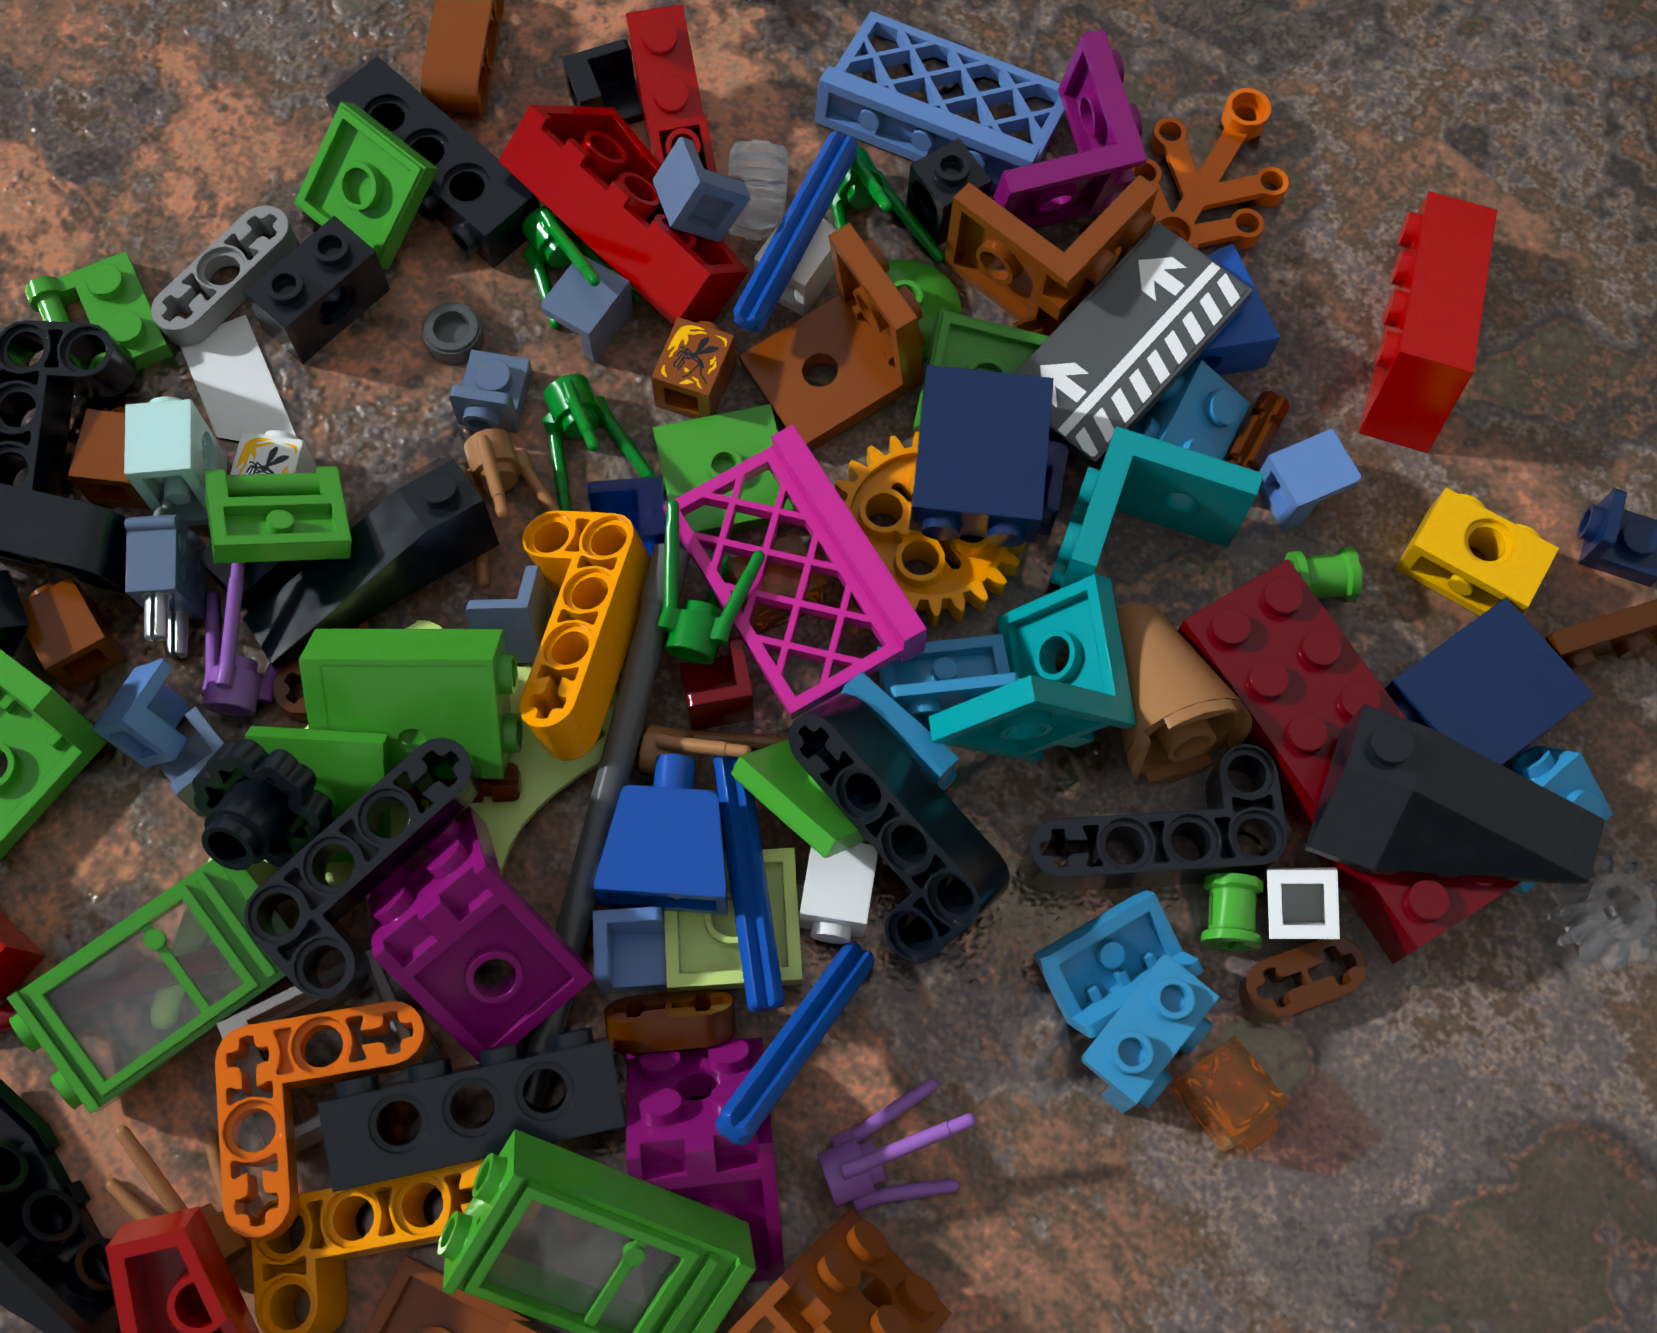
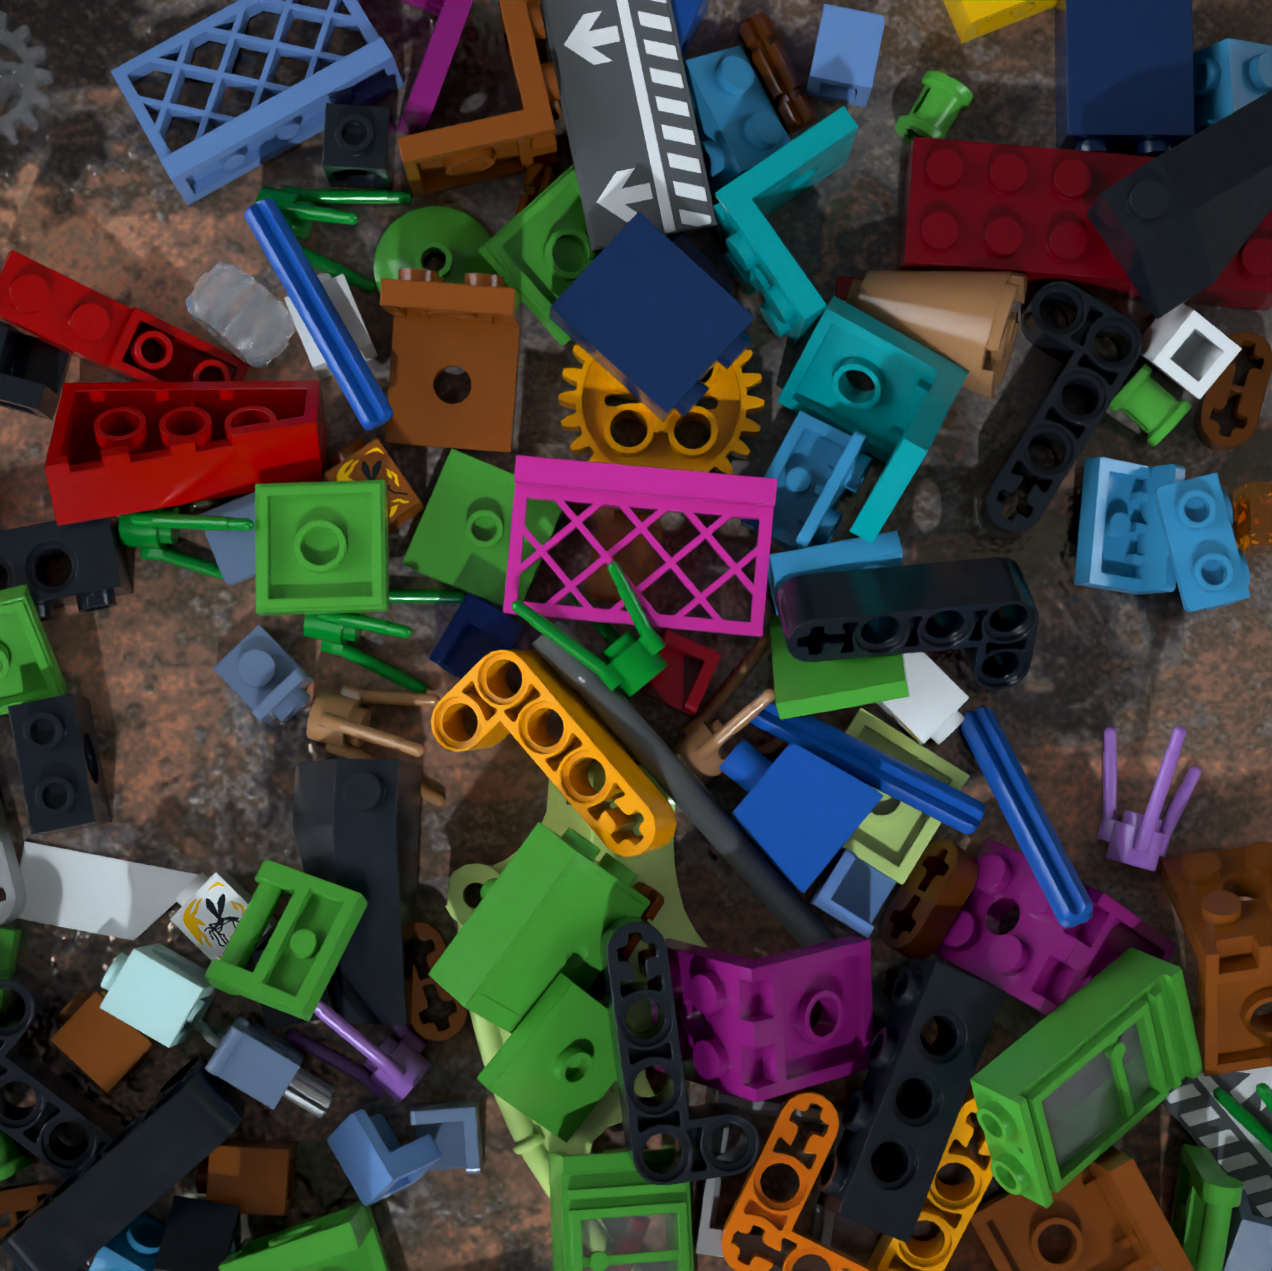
camera: 55 degrees left, 15 degrees up
(258, 805) = (558, 1116): black plant -> none
(452, 332) = (179, 672): dark grey tile -> none
(520, 618) = (509, 802): sand blue panel -> none
(616, 347) = (322, 547): none -> bright green plate
(695, 197) = (229, 385): sand blue panel -> none

